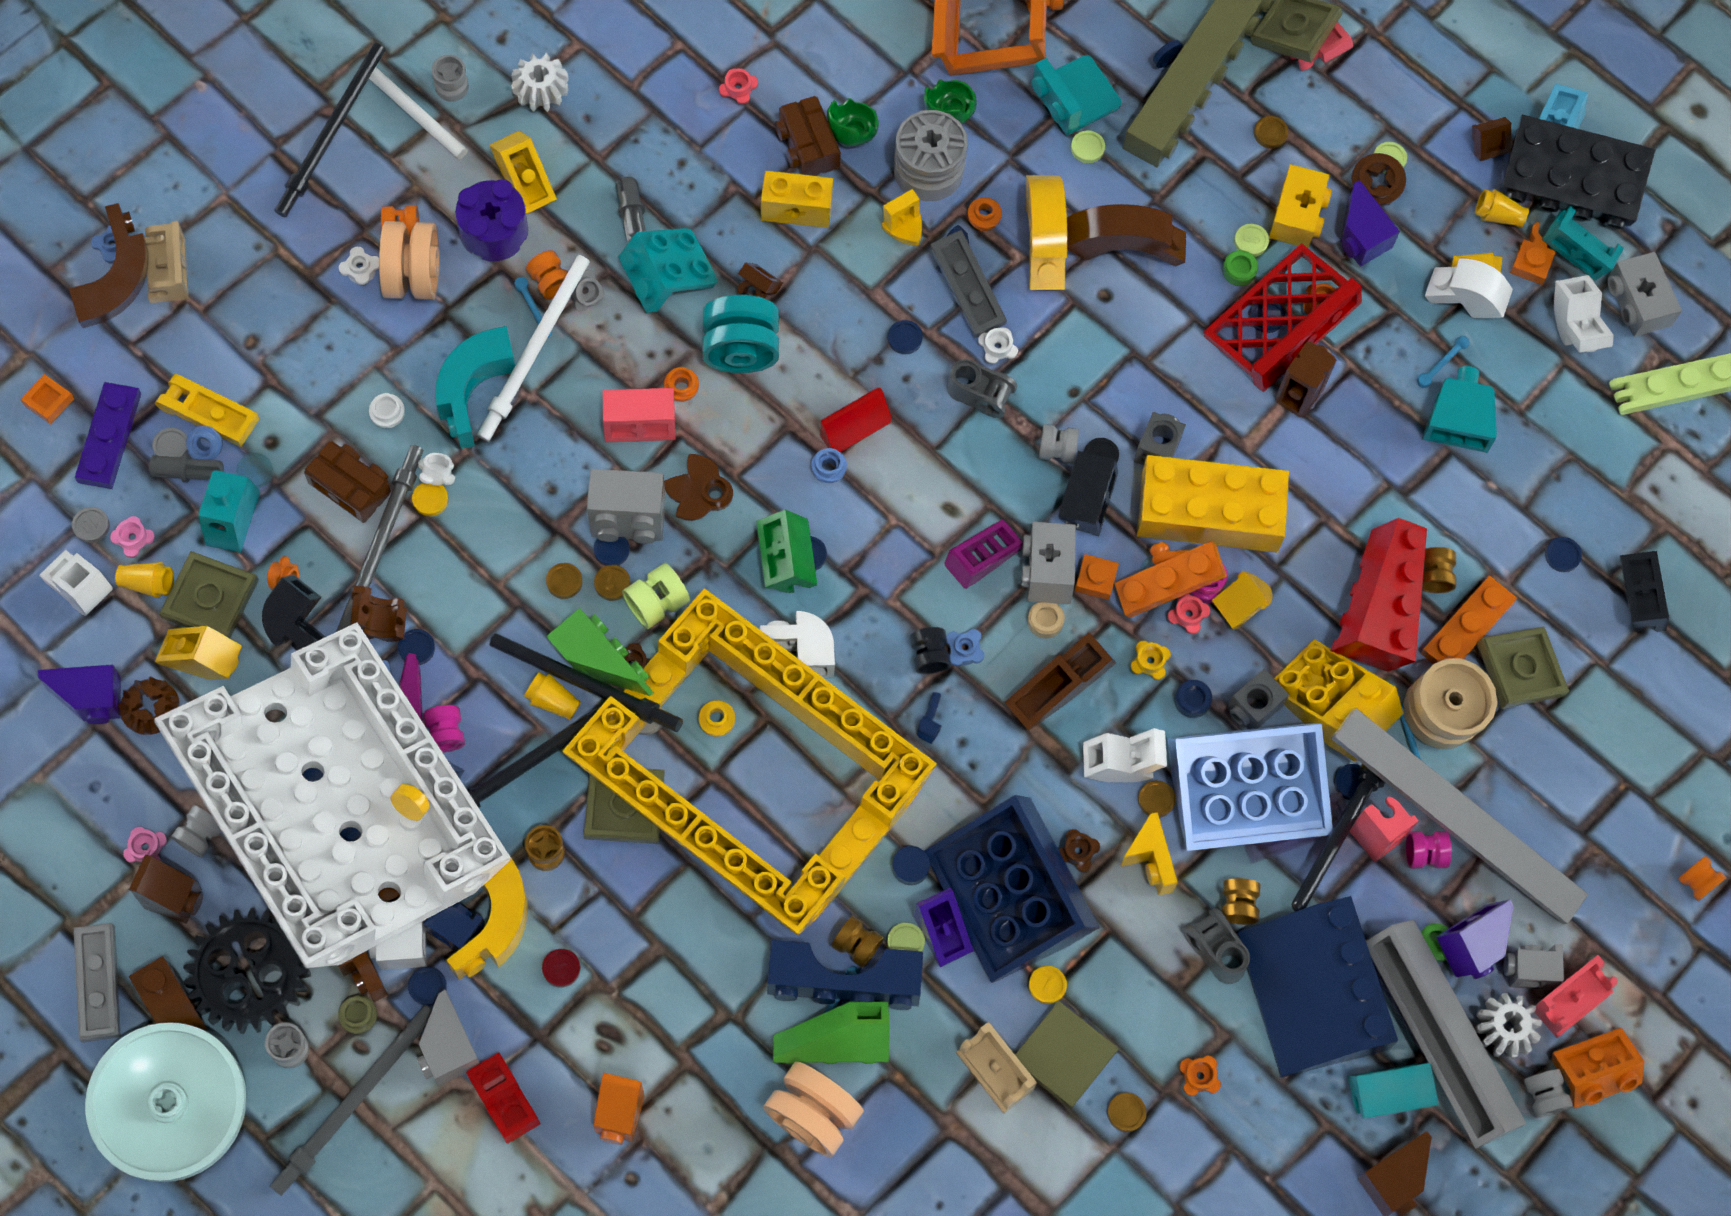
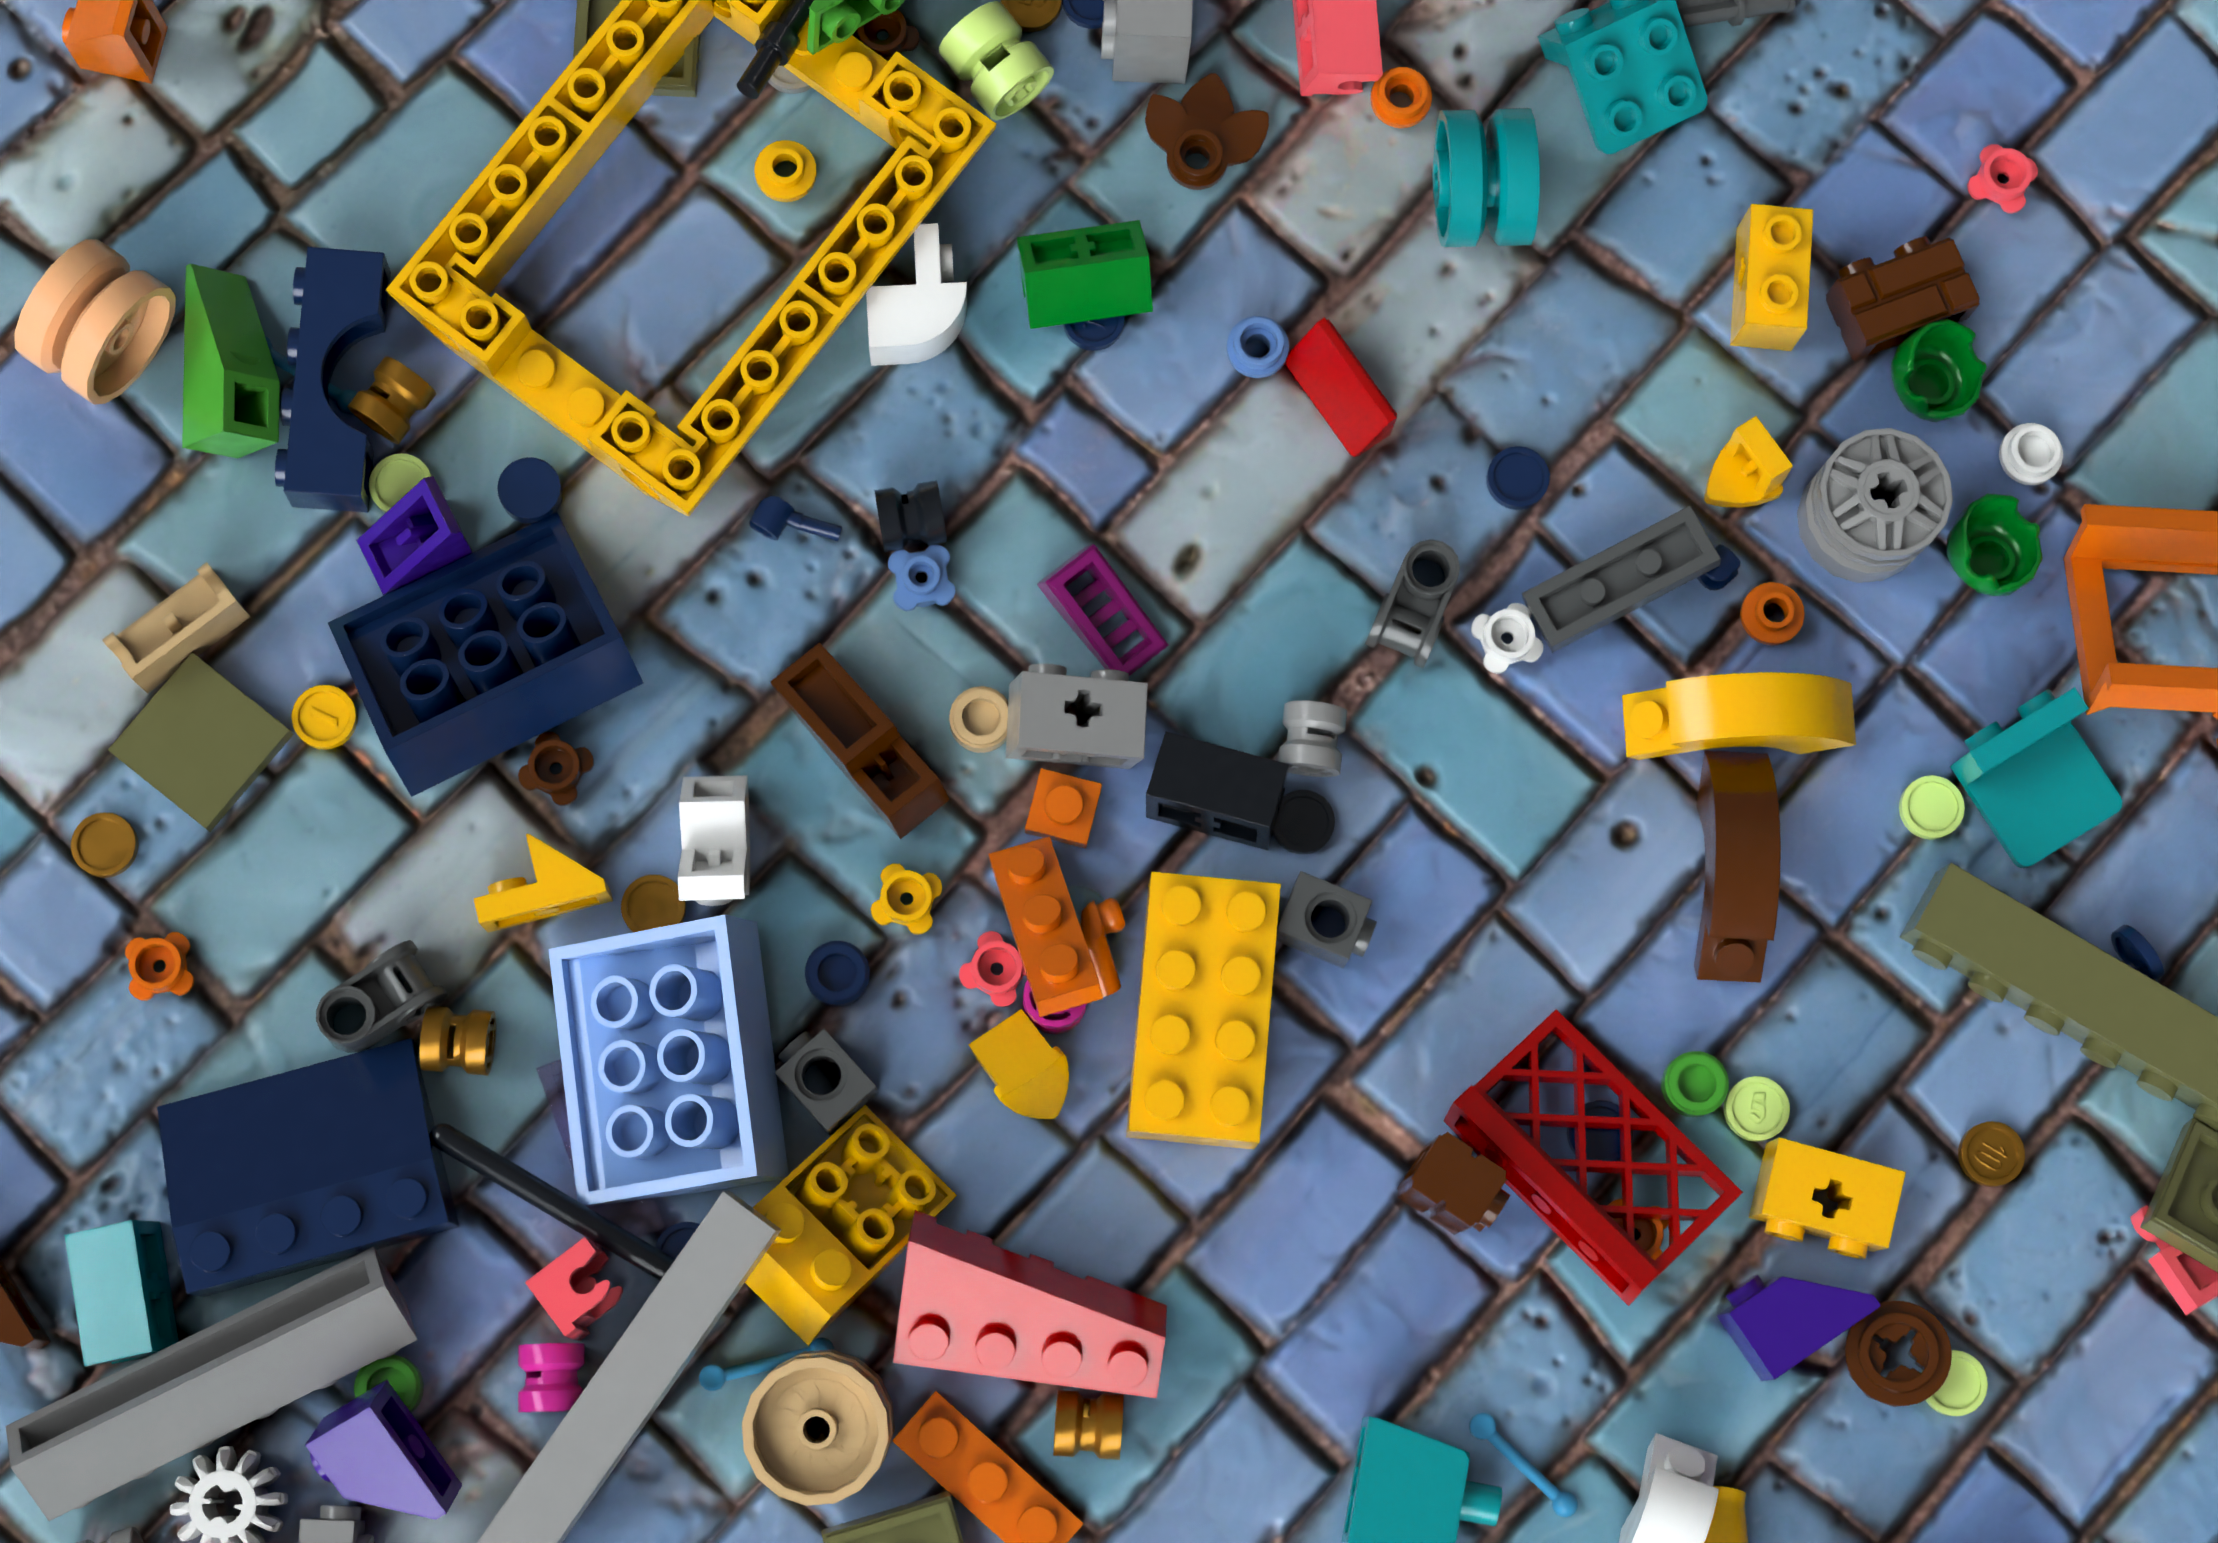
camera: 85 degrees right, 10 degrees up
(759, 279) = (1608, 218): reddish brown tile -> none
(895, 83) = (2030, 454): none -> white plate

